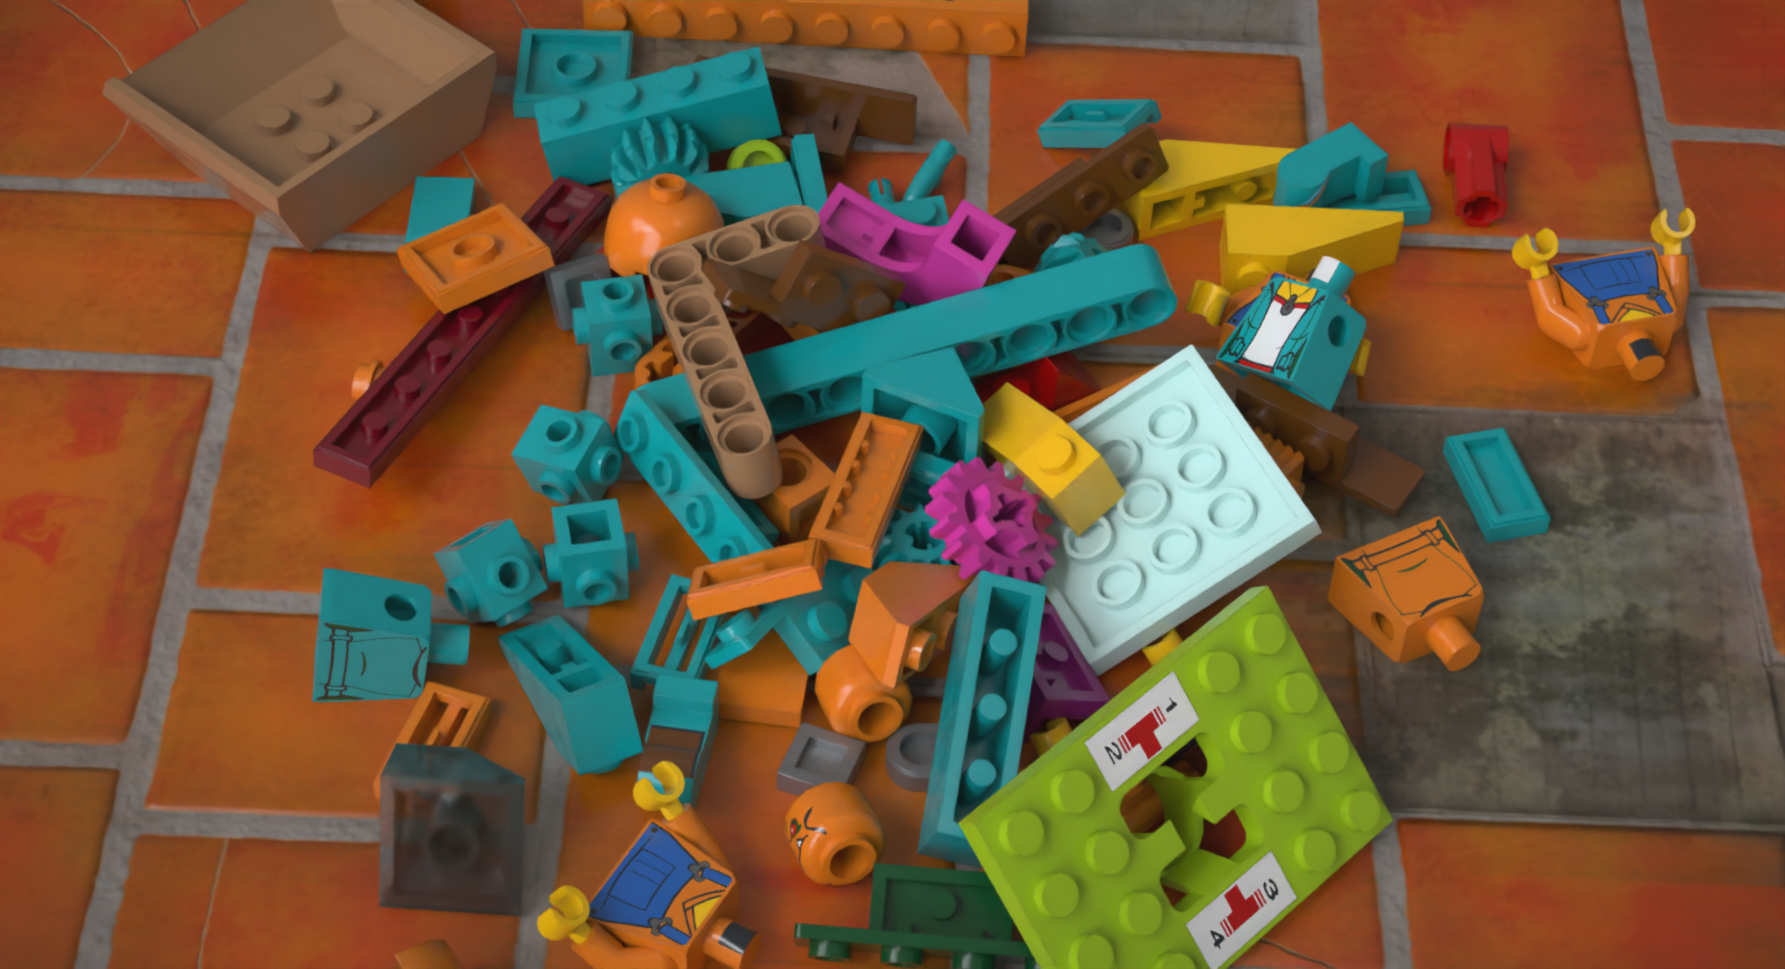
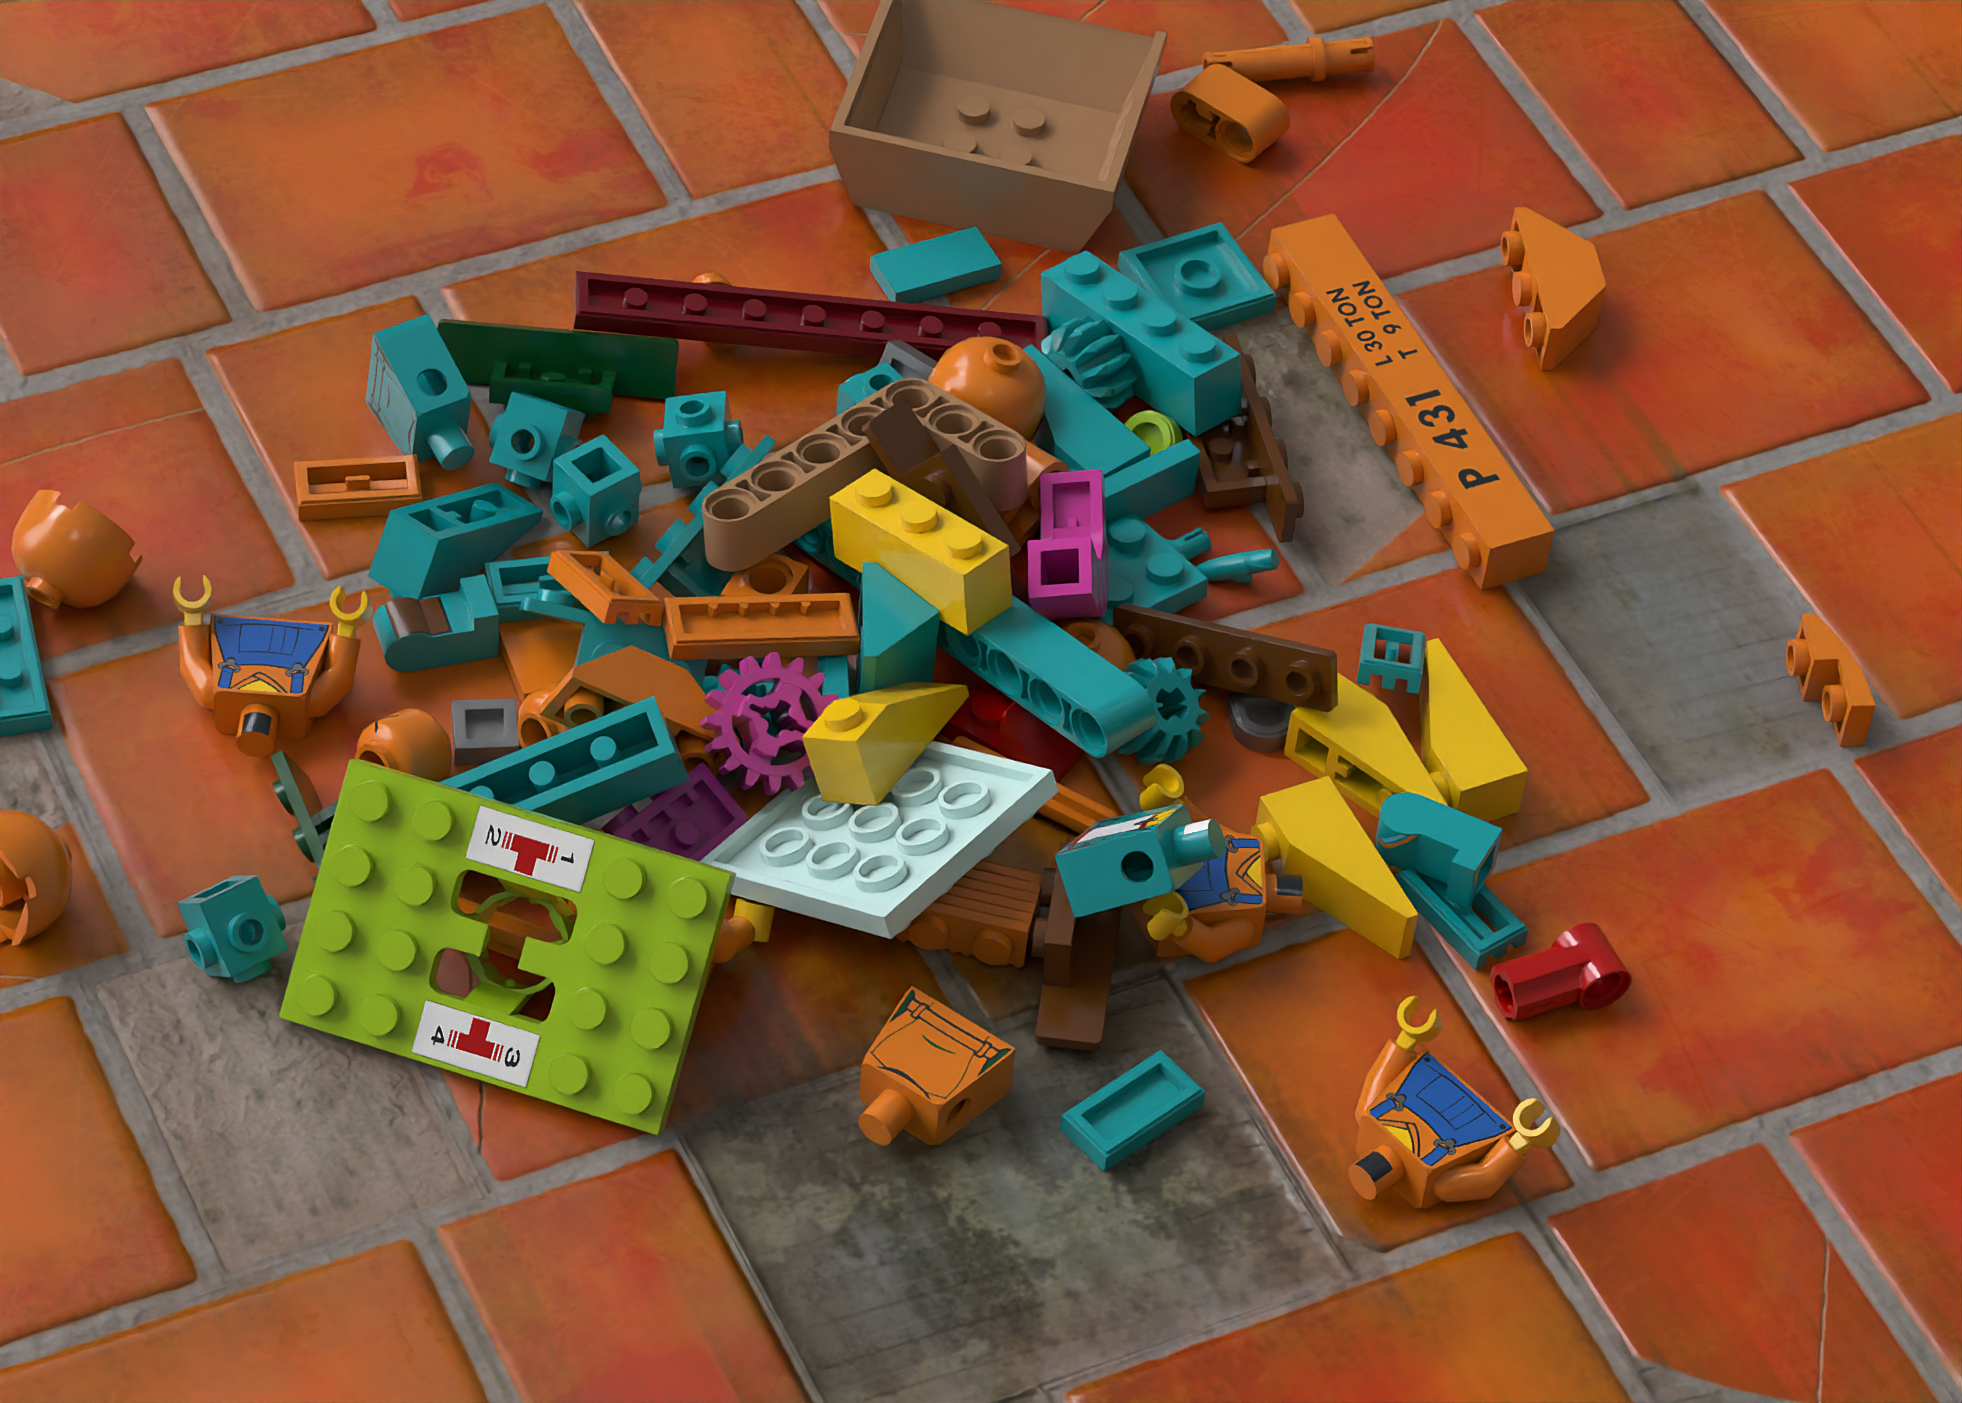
camera: 60 degrees right, 0 degrees up
(396, 522) = (561, 364): none -> dark green bracket
(451, 832) = (254, 507): clear smoke slope -> none
(474, 257) = (879, 290): orange tile -> none
(883, 321) = (924, 548): none -> yellow brick
(1210, 112) = (1463, 743): none -> yellow slope

